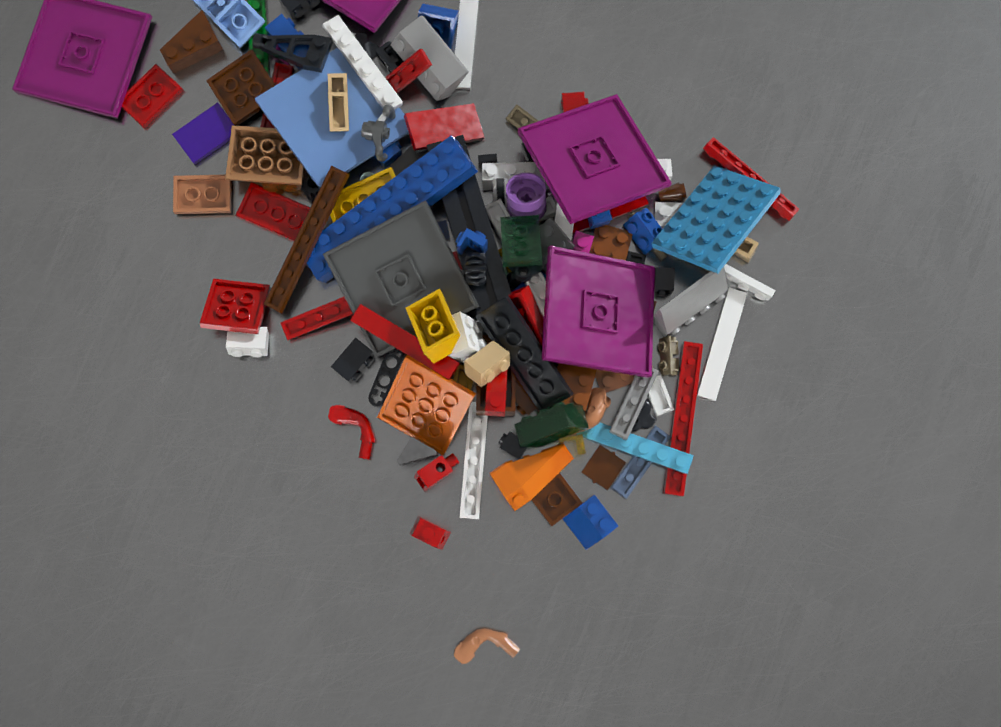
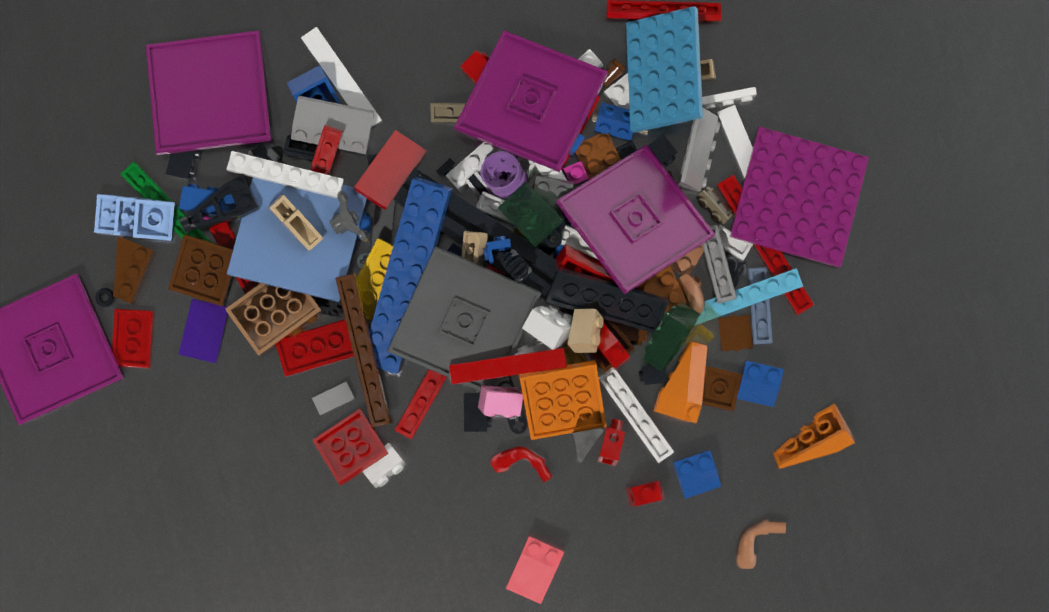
camera: 35 degrees left, 5 degrees up
(152, 47) = (100, 293): none -> black plate
(202, 194) = (244, 382): nougat plate -> none
(257, 261) = (333, 398): none -> light grey tile
(295, 519) = (535, 569): none -> coral slope
(377, 365) = (500, 401): none -> bright pink brick
(434, 325) = (522, 336): yellow slope -> none
(454, 227) = (473, 247): none -> tan slope
(482, 551) = (697, 474): none -> blue slope
(603, 605) = (822, 437): none -> orange wedge
(740, 403) = (799, 197): none -> magenta plate

